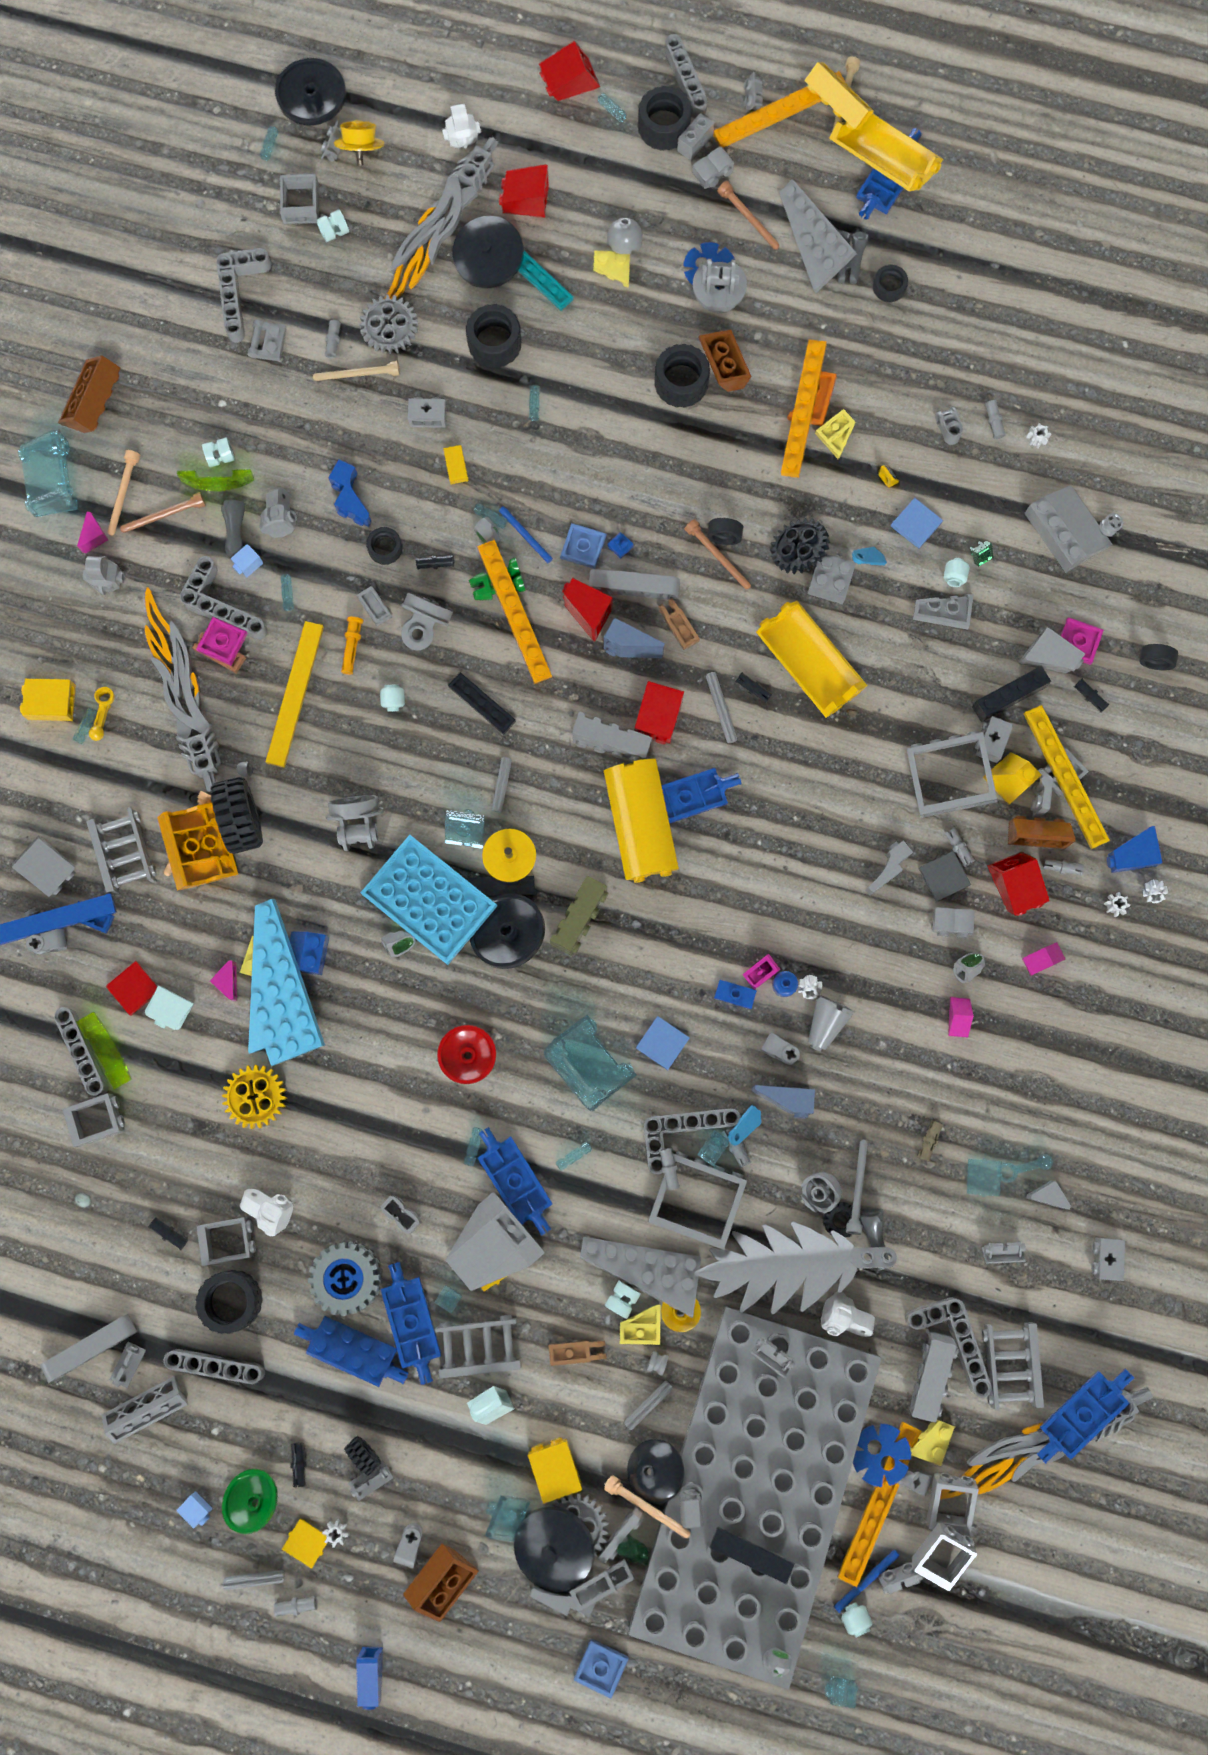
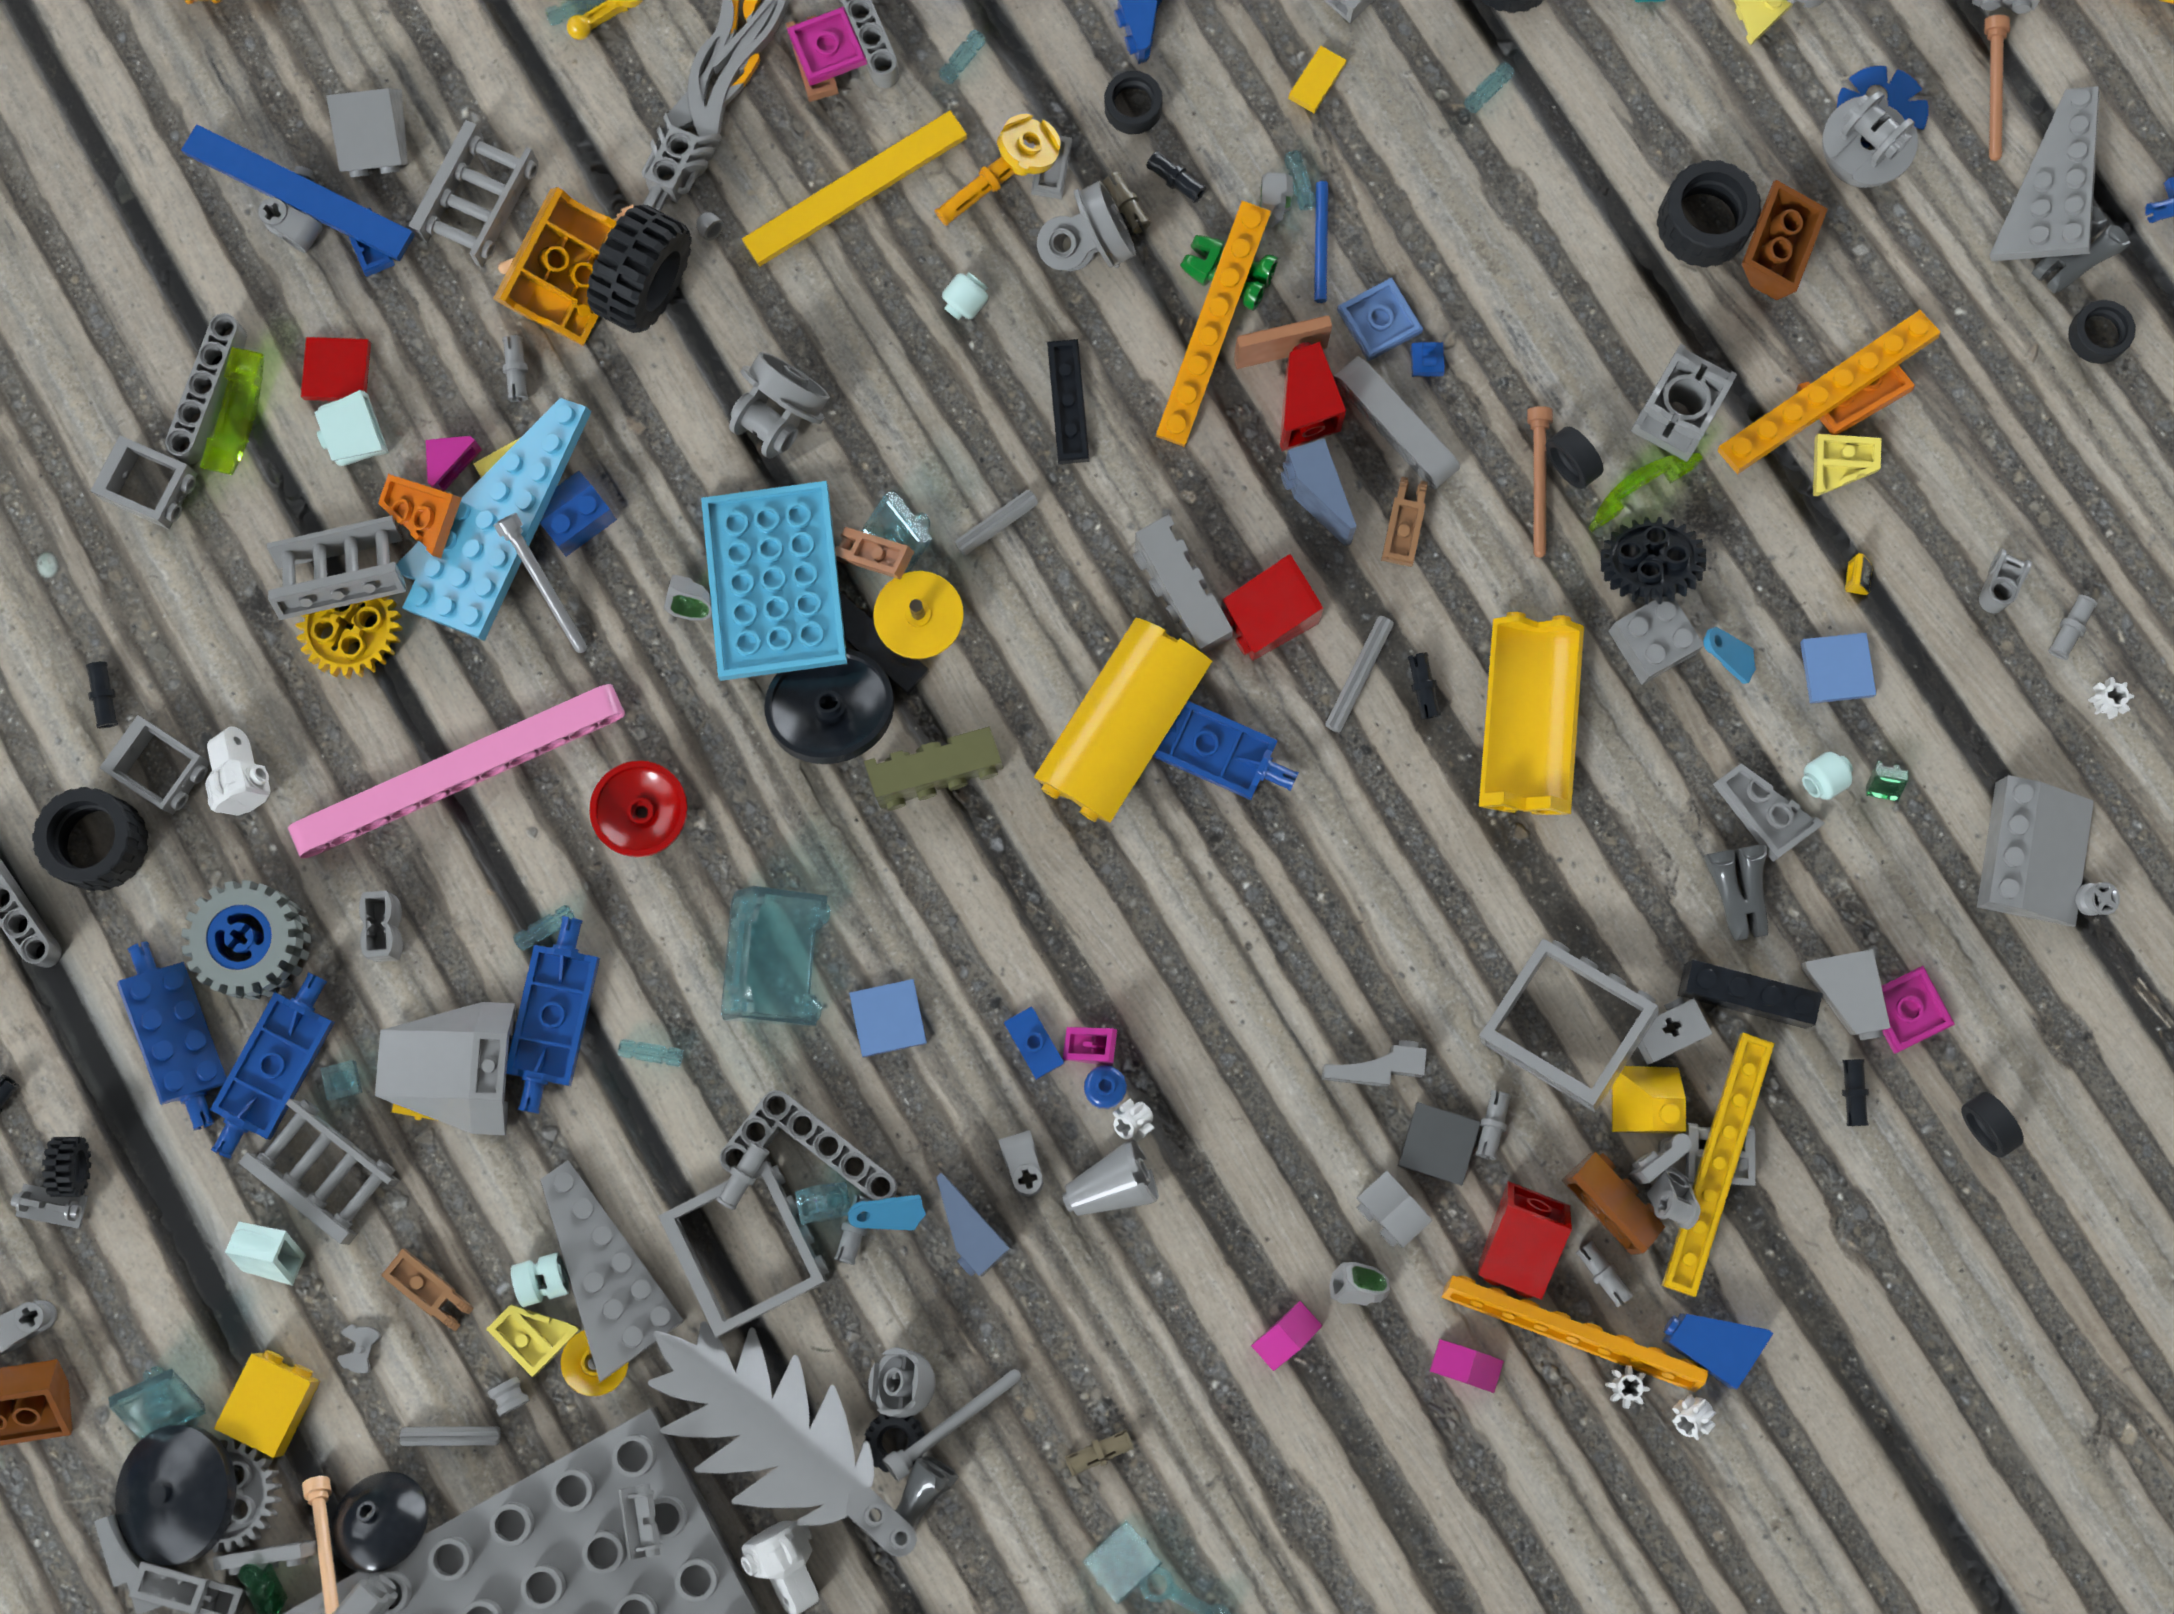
camera: 45 degrees right, 0 degrees up
(217, 912) = (515, 368): none -> light grey pin
(236, 1084) = (339, 589): none -> light grey fence
(238, 1014) = (421, 510): none -> orange wing
(291, 983) = (511, 530): none -> light grey piece
(357, 613) = (1026, 159): none -> yellow plate
(366, 1116) = (456, 771): none -> bright pink beam
(424, 591) = (1127, 202): none -> dark tan pin
(462, 846) = (873, 553): none -> nougat plate
(553, 592) = (1279, 341): none -> nougat tile
(569, 1401) = (364, 1339): none -> light grey piece
(751, 454) = (1696, 386): none -> light grey piece
(768, 500) = (1670, 466): none -> clear neon green slope
(964, 651) = (1750, 867): none -> dark grey piece
(1064, 808) = (1675, 1199): none -> light grey piece
(1069, 905) = (1584, 1336): none -> light orange plate

